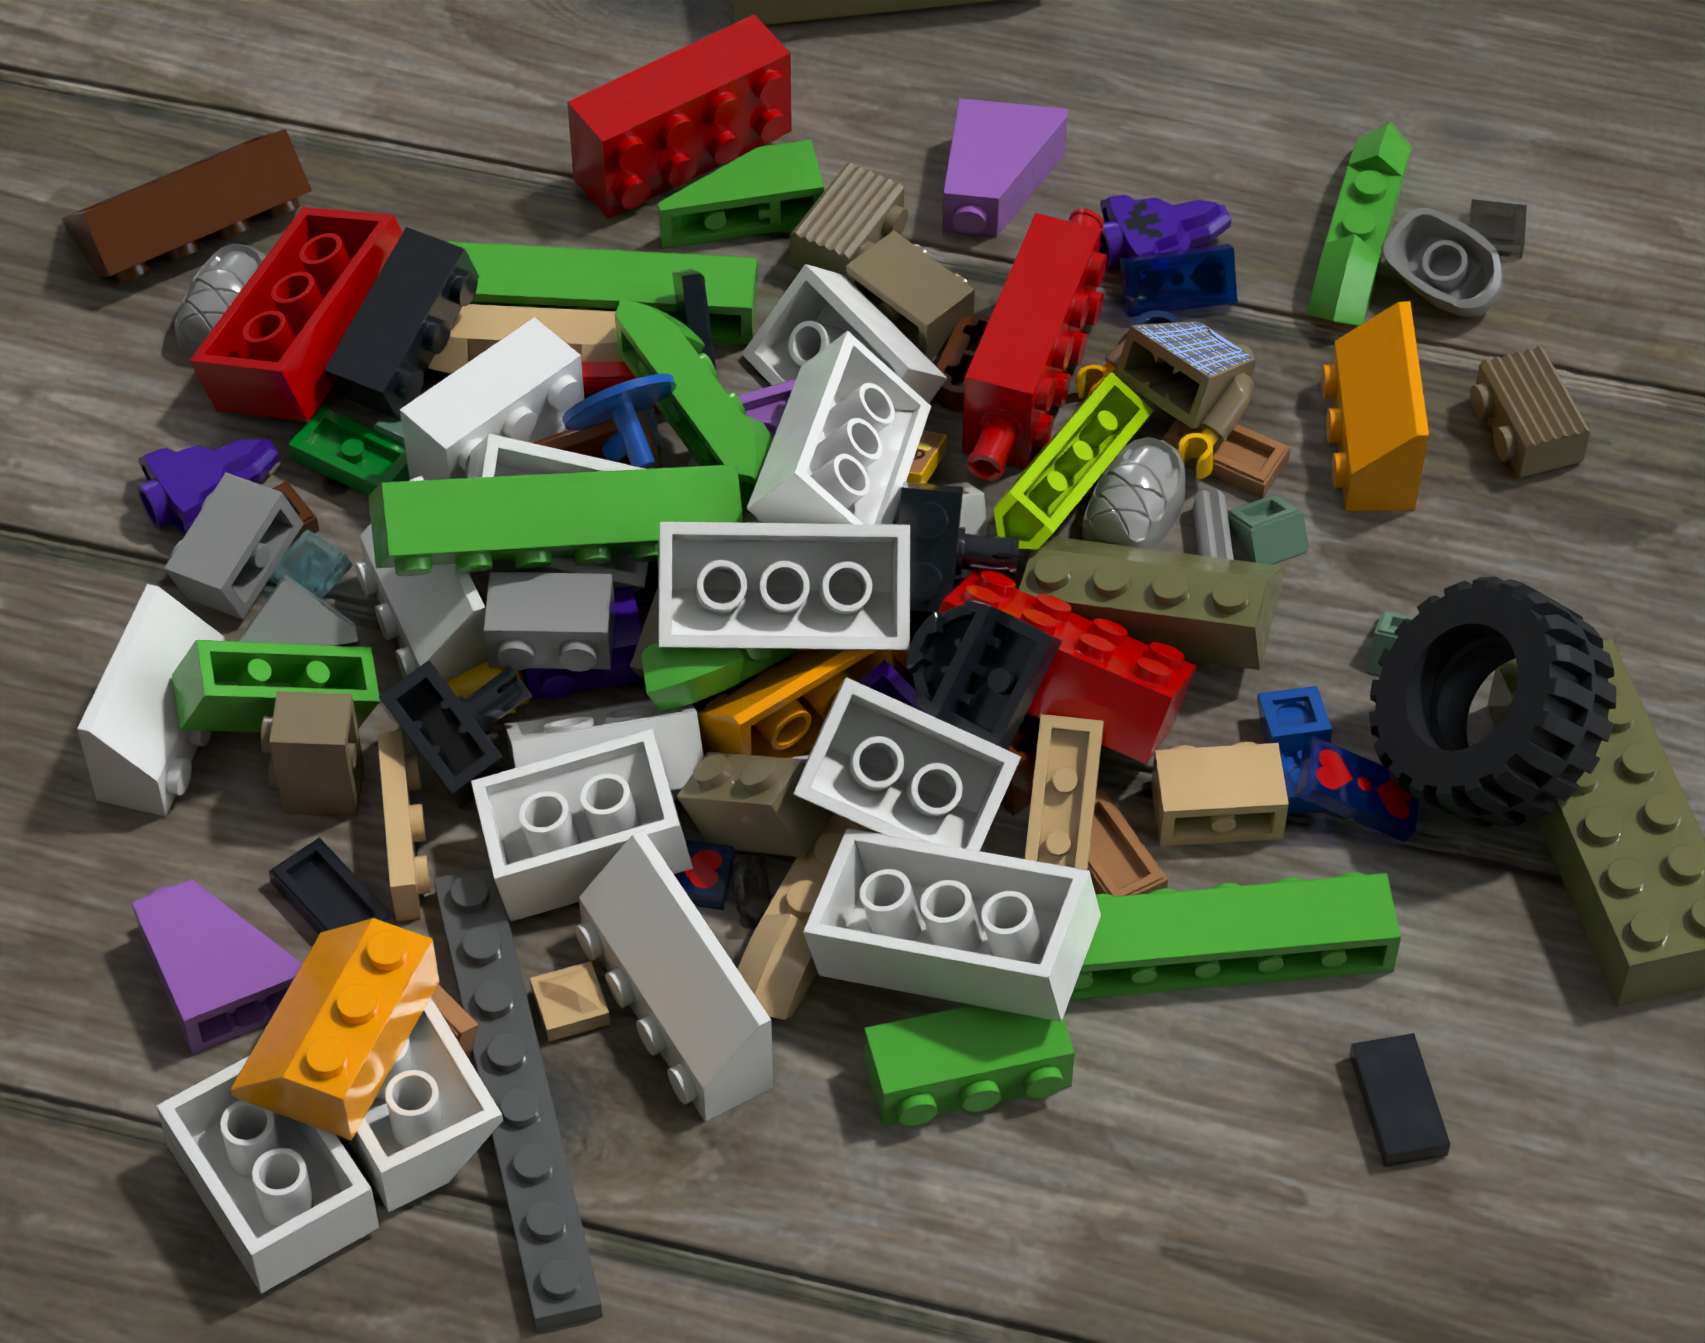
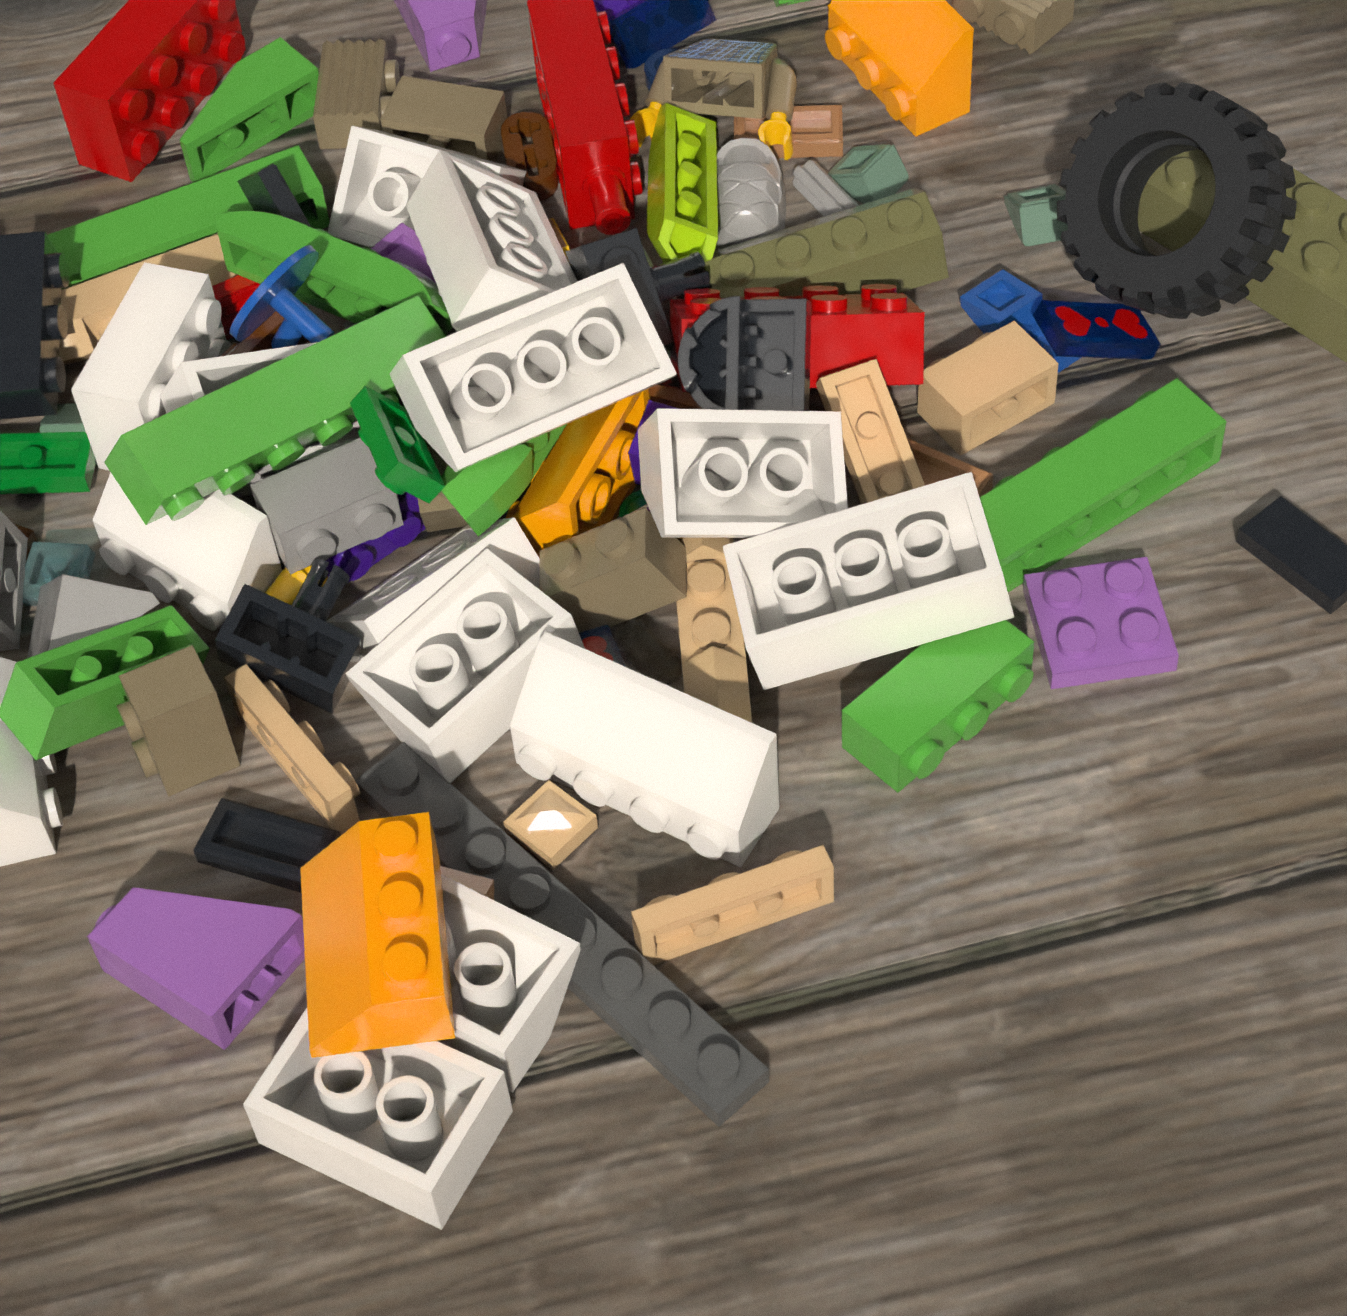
camera: 25 degrees left, 0 degrees up
(626, 597) = (396, 446): none -> green plate
(665, 1150) = (733, 905): none -> tan plate
(1165, 1066) = (1100, 623): none -> medium lavender plate

